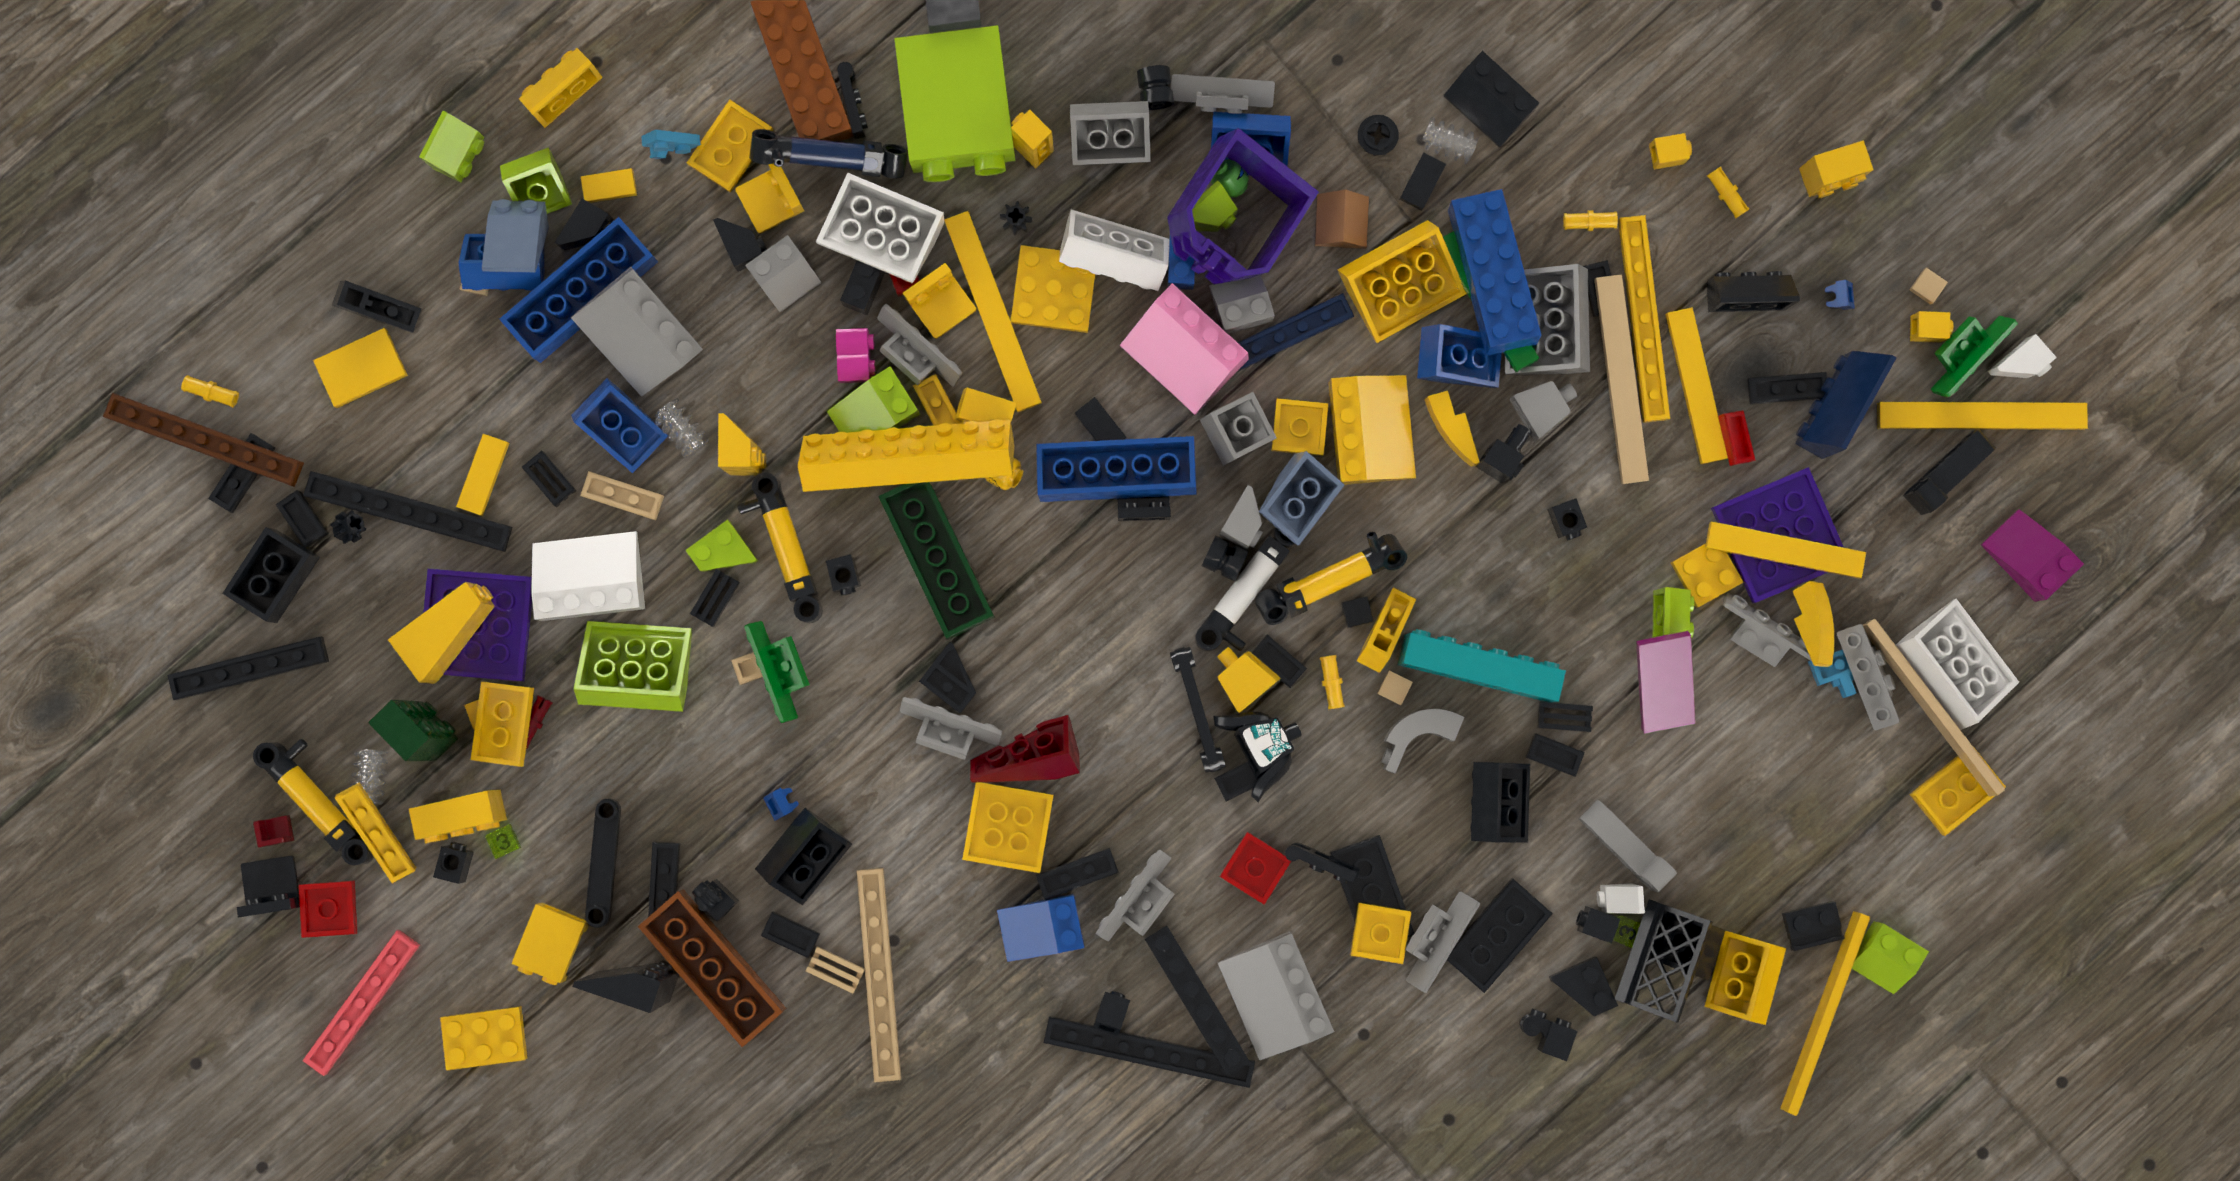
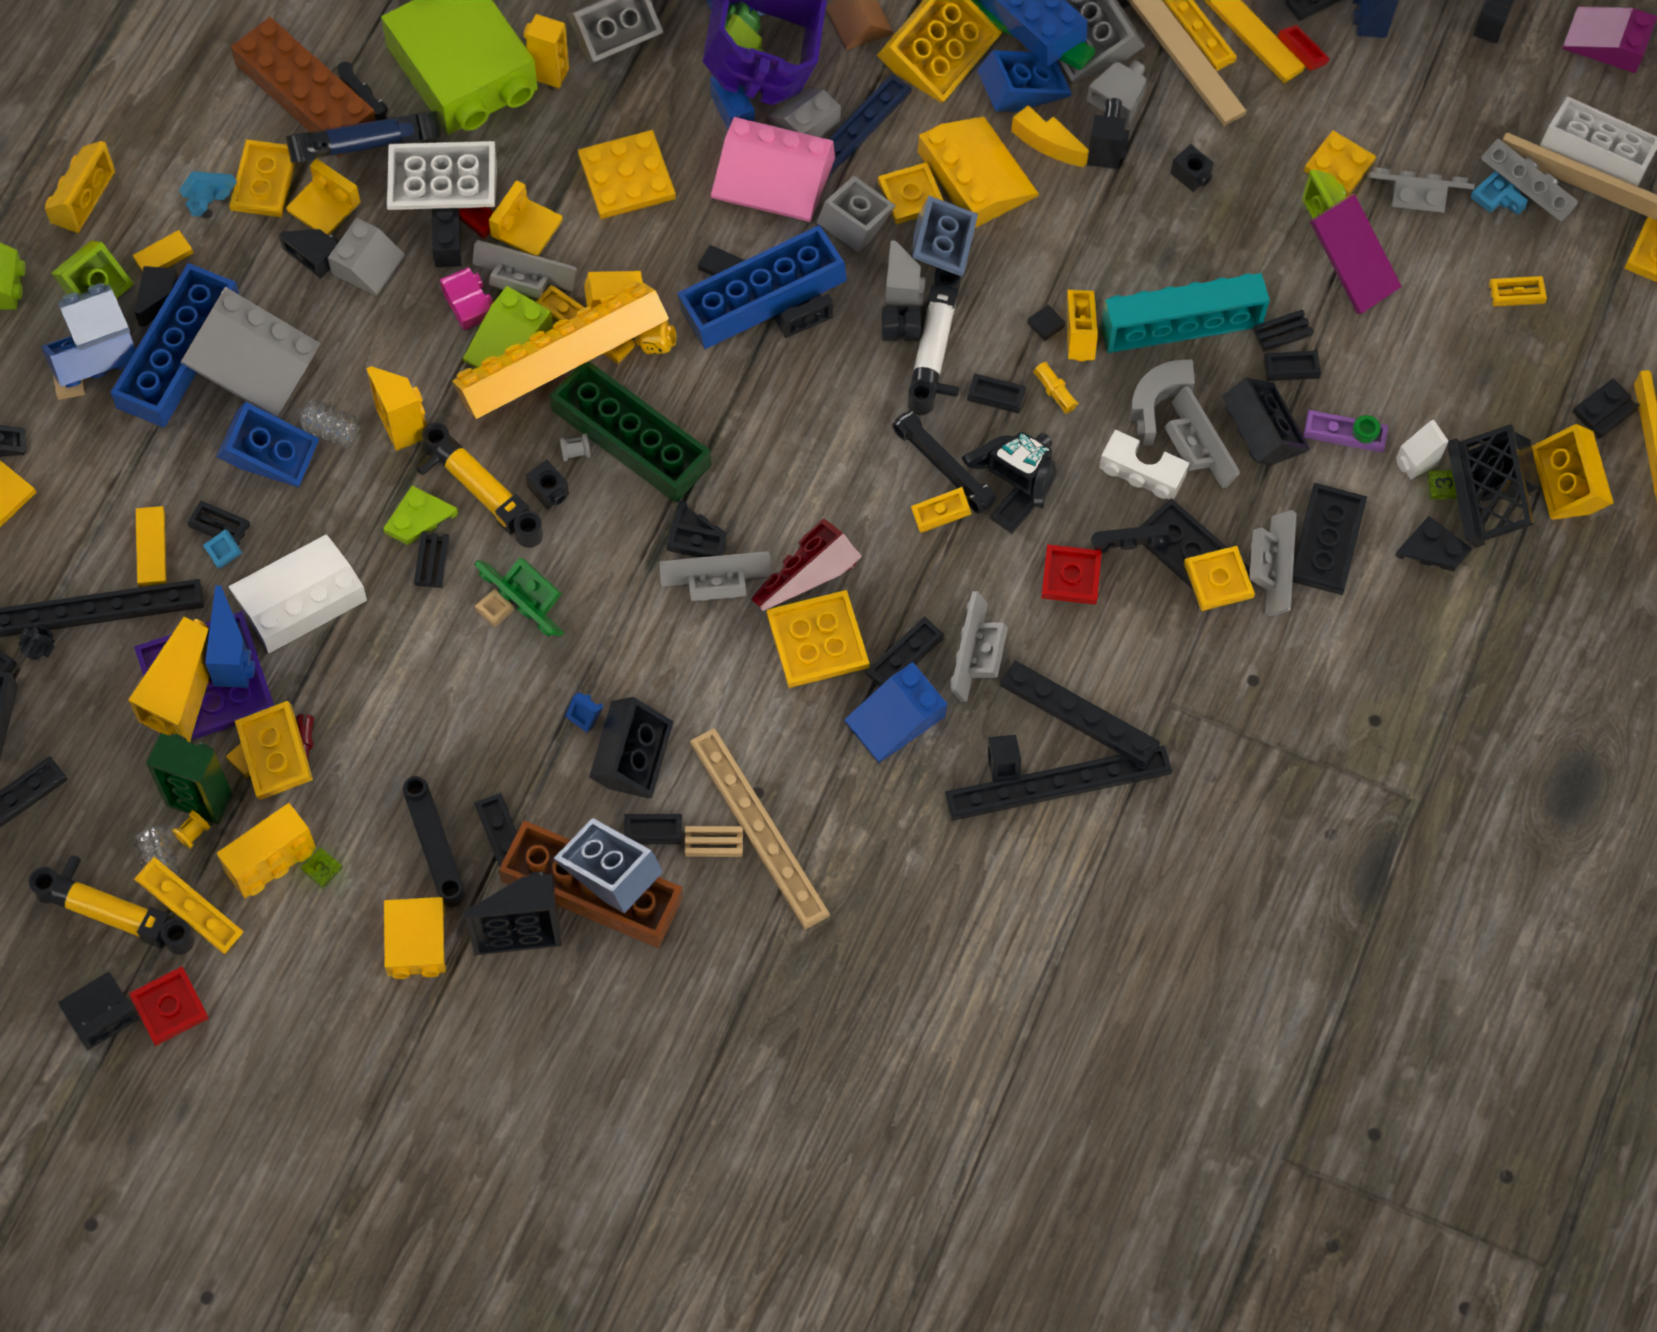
camera: 25 degrees left, 20 degrees down
(273, 831) = (81, 956): dark red panel -> none
(361, 1003) = (242, 1085): coral tile -> none
(402, 766) = (190, 829): none -> yellow bush
(445, 871) = (285, 916): black brick -> none
(483, 1038) = (386, 1062): yellow plate -> none
(499, 615) = (227, 654): none -> blue slope
(540, 507) = (222, 549): none -> dark azure tile
(622, 495) = (298, 509): tan tile -> none
(633, 666) = (382, 650): lime slope -> none
(714, 899) = (561, 818): black brick -> none
(726, 969) = (609, 864): none -> sand blue slope
(883, 547) = (575, 447): none -> light grey bush
(992, 311) = (577, 213): yellow tile -> none
(1011, 211) = (562, 128): black gear -> none
(1114, 250) = (668, 116): white slope -> none
(1172, 755) = (941, 510): none -> yellow plate
(1244, 678) = (974, 413): yellow torso -> none
(1275, 996) = (1152, 676): light grey slope -> none
(1294, 596) = (982, 328): piece -> none
(1382, 815) = (1160, 478): none -> white arch
(1394, 687) = (1115, 371): tan tile -> none
(1430, 792) = (1198, 440): none -> light grey bracket
(1556, 1036) = (1429, 595): black brick -> none
(1568, 840) = (1339, 431): none -> medium lavender tile
(1585, 851) = (1366, 429): none -> green tile
(1597, 924) = (1413, 486): black brick -> none
(1627, 847) = (1400, 409): light grey beam -> none
(1777, 766) = (1518, 295): none -> yellow tile
(1782, 508) = (1386, 107): dark purple plate -> none
(1785, 550) = (1397, 112): yellow tile -> none
(1815, 622) = (1457, 156): yellow slope -> none

